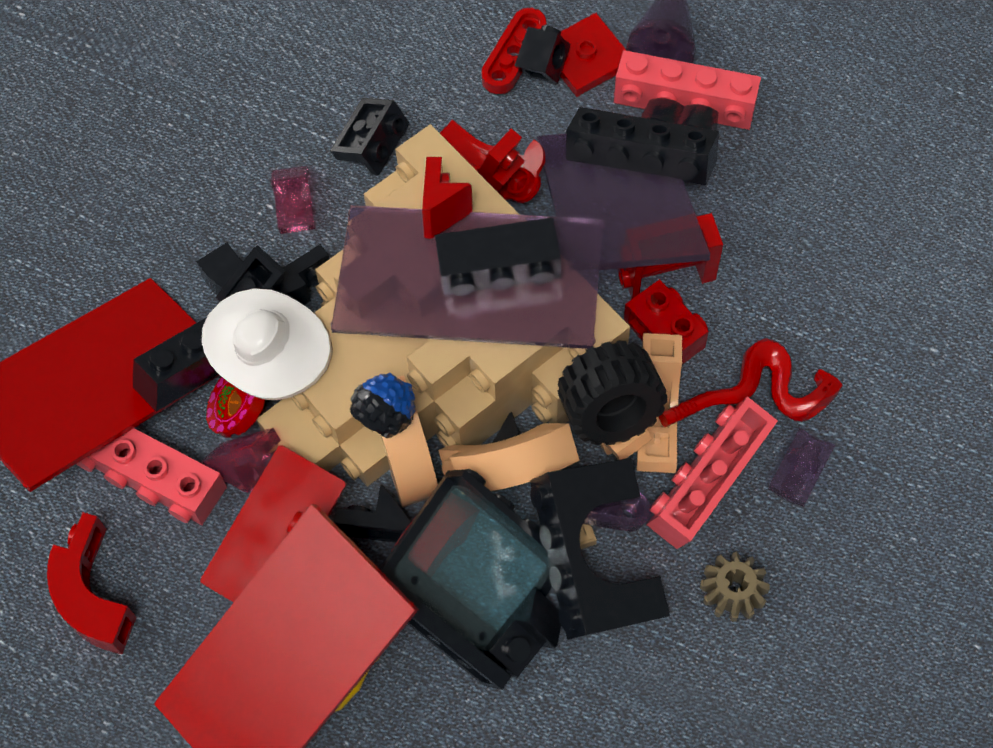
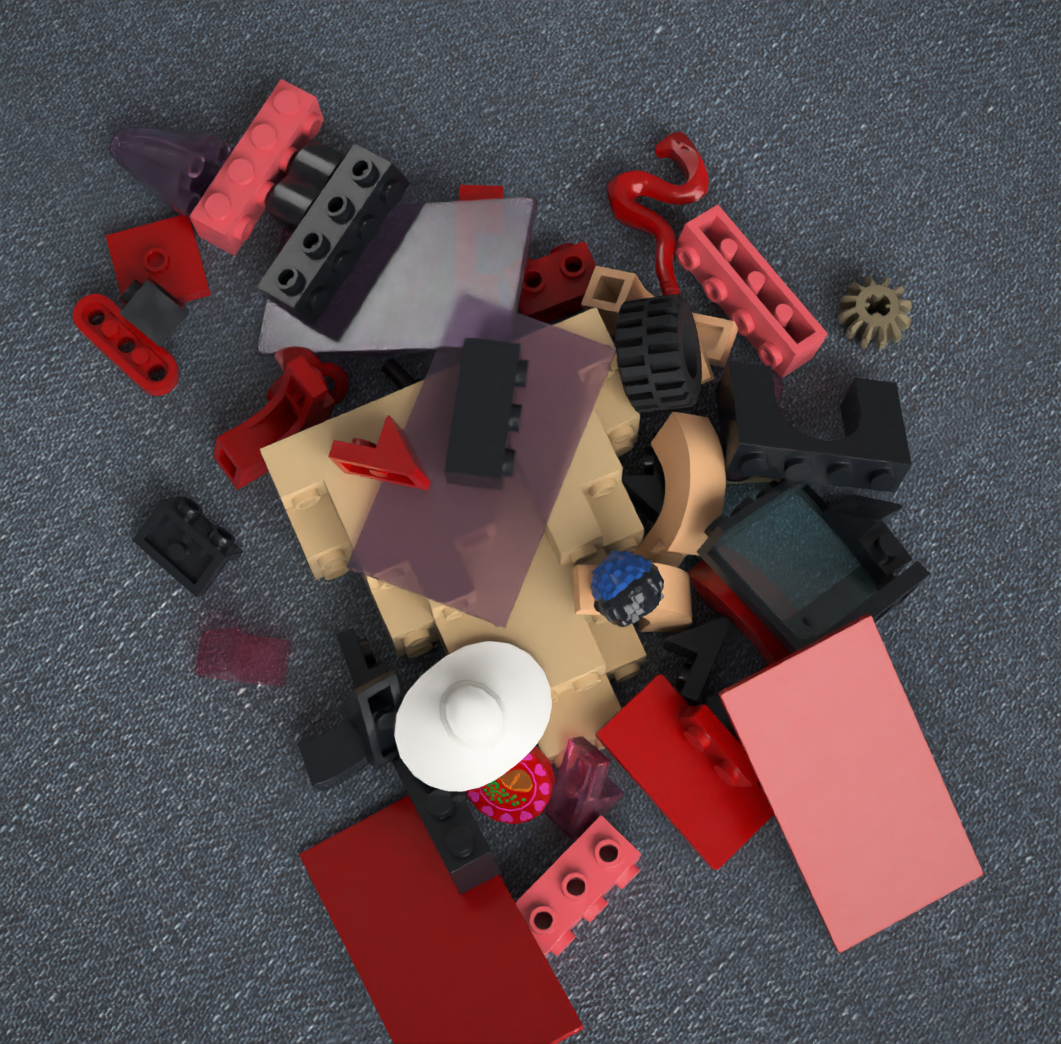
camera: 75 degrees left, 10 degrees up
(68, 581) = (694, 1018): red arch -> none
(801, 468) = (766, 202): clear purple hips -> none

